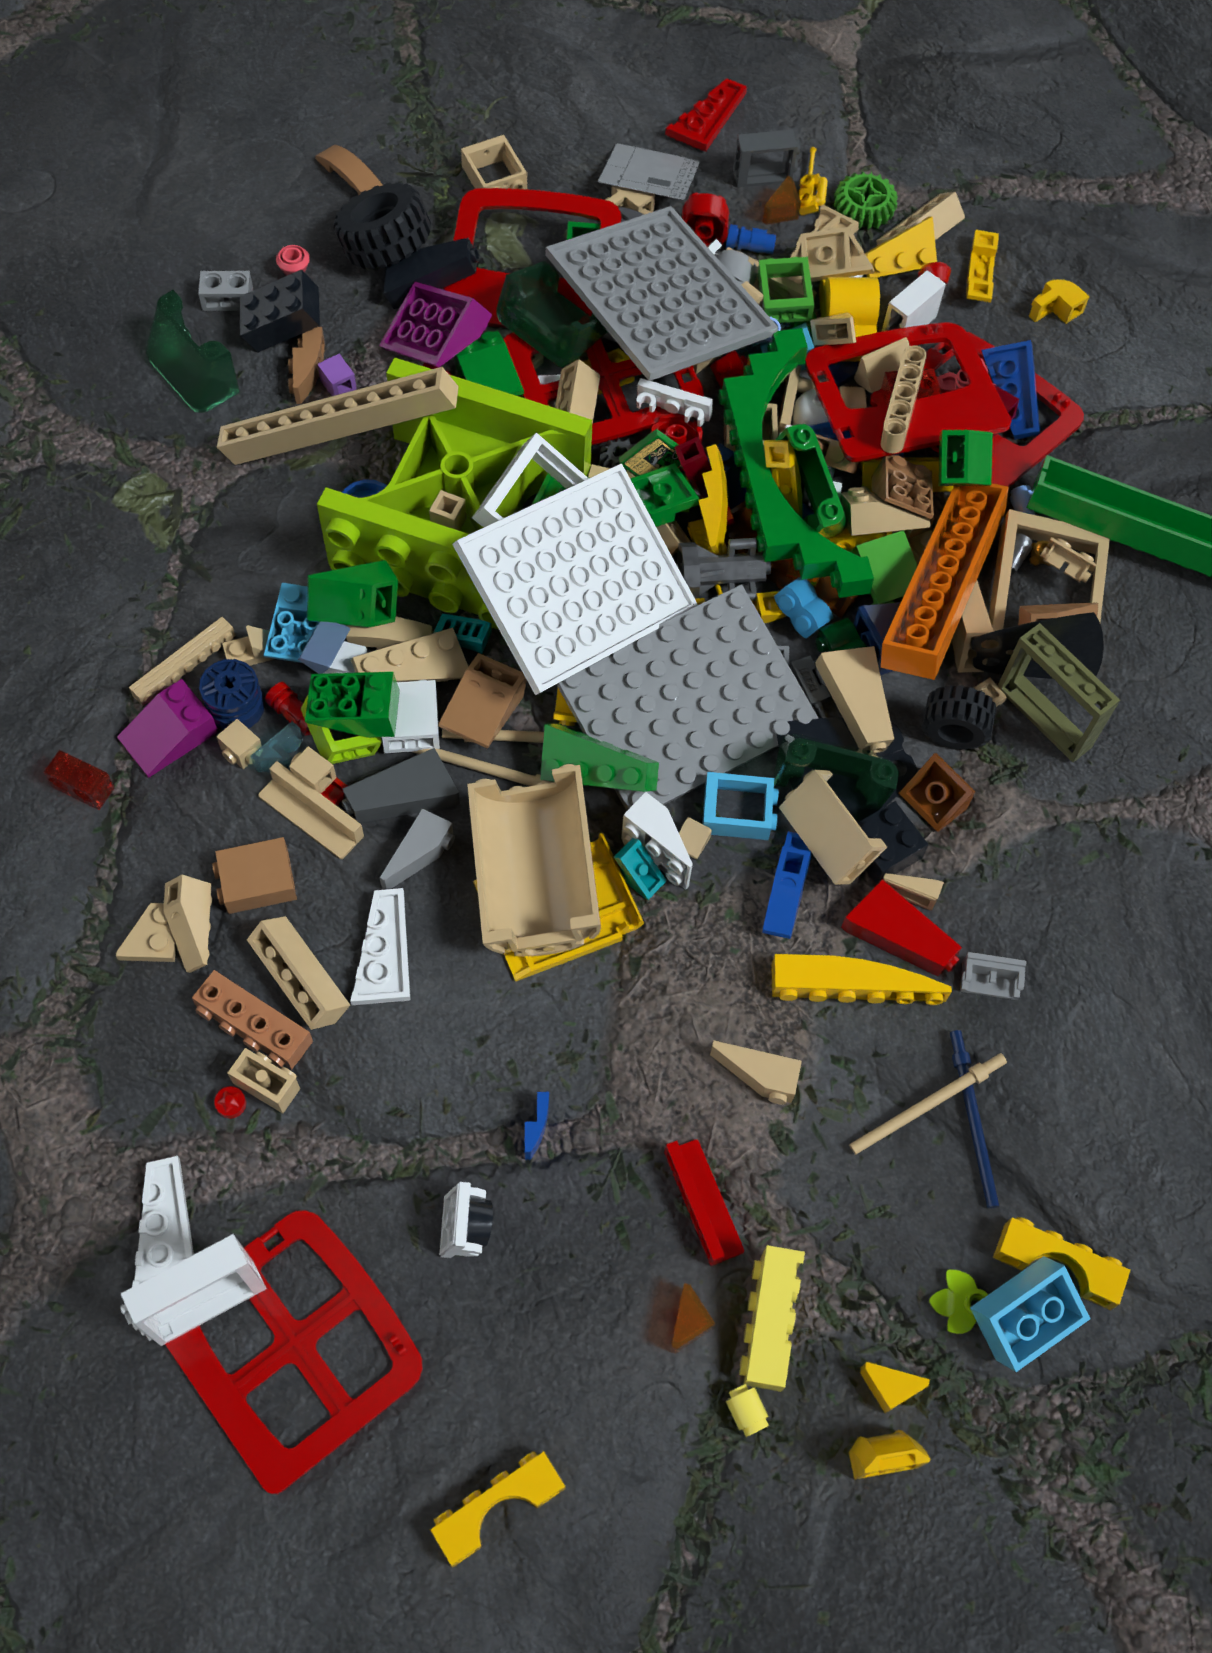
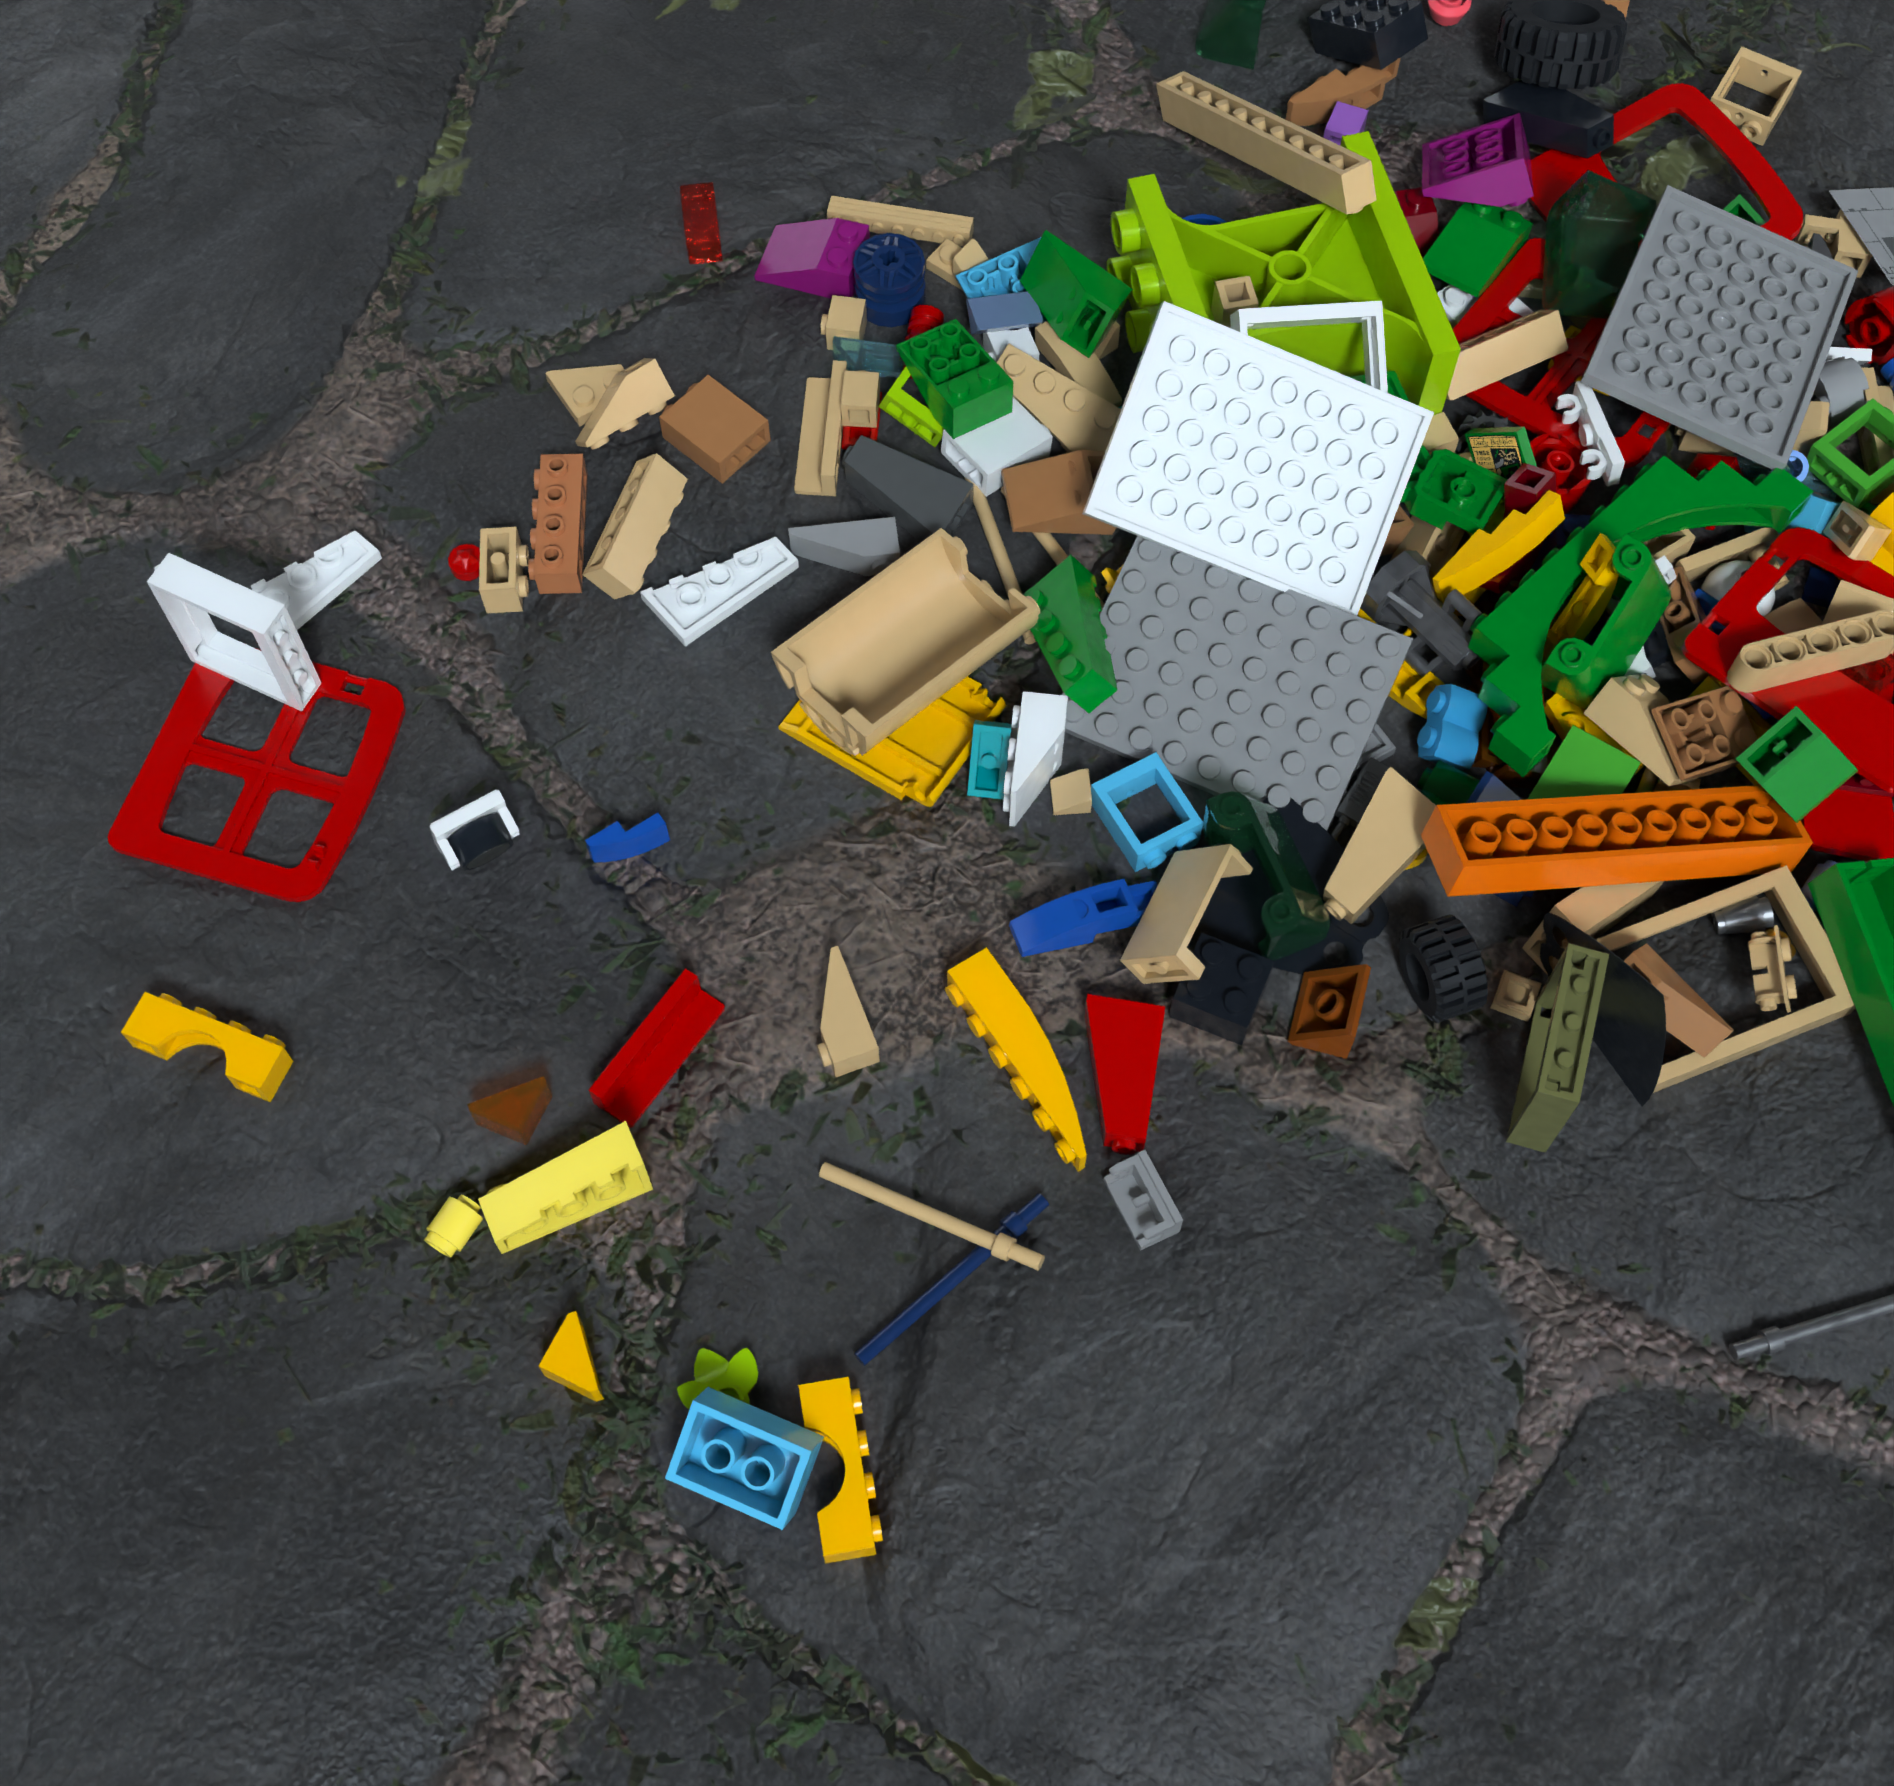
camera: 60 degrees right, 0 degrees up
(886, 1455) = (489, 1393): yellow slope -> none
(916, 890) = (1189, 1059): tan slope -> none

